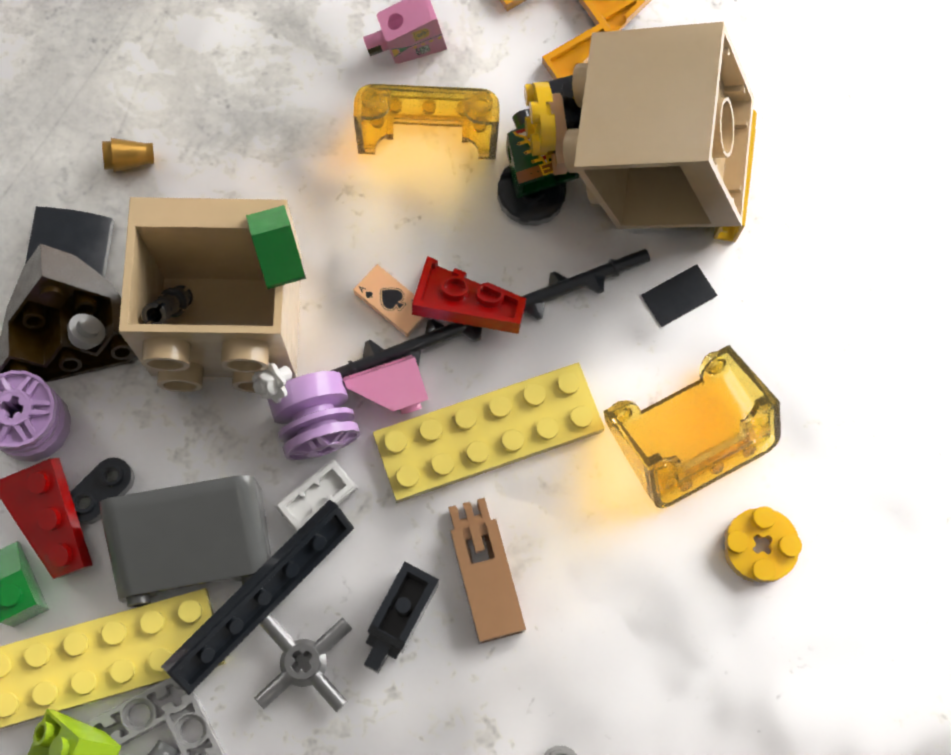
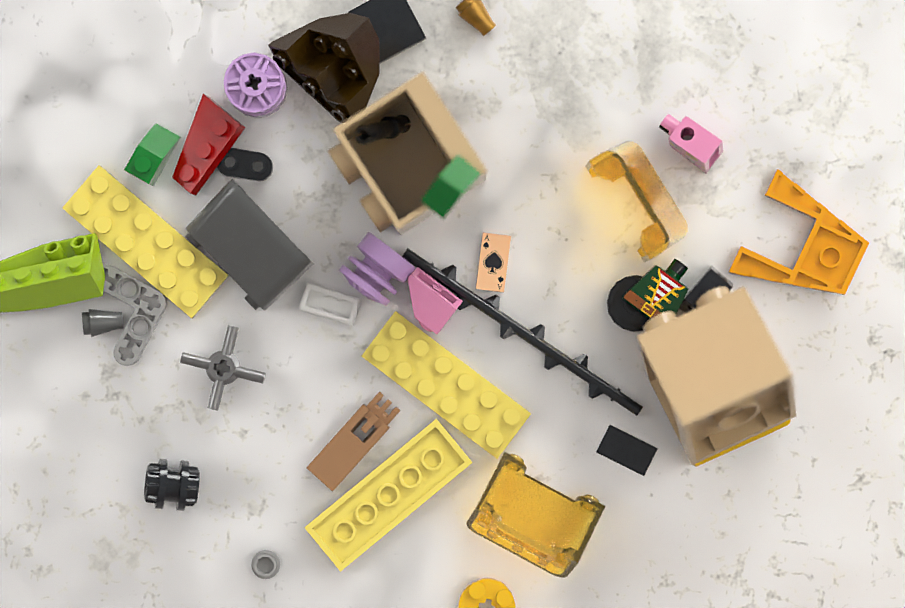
camera: 65 degrees right, 15 degrees up
(85, 331) = (334, 85): light grey plate -> none
(257, 597) = (244, 314): black tile -> none
(272, 382) = (373, 236): white plant -> none
(399, 615) = (289, 408): black hinge -> none
(459, 300) = (520, 309): red wing -> none
(541, 123) = (670, 285): yellow plate -> none
(557, 158) = (673, 300): light nougat tile -> none
(569, 573) = (388, 494): none -> light yellow plate

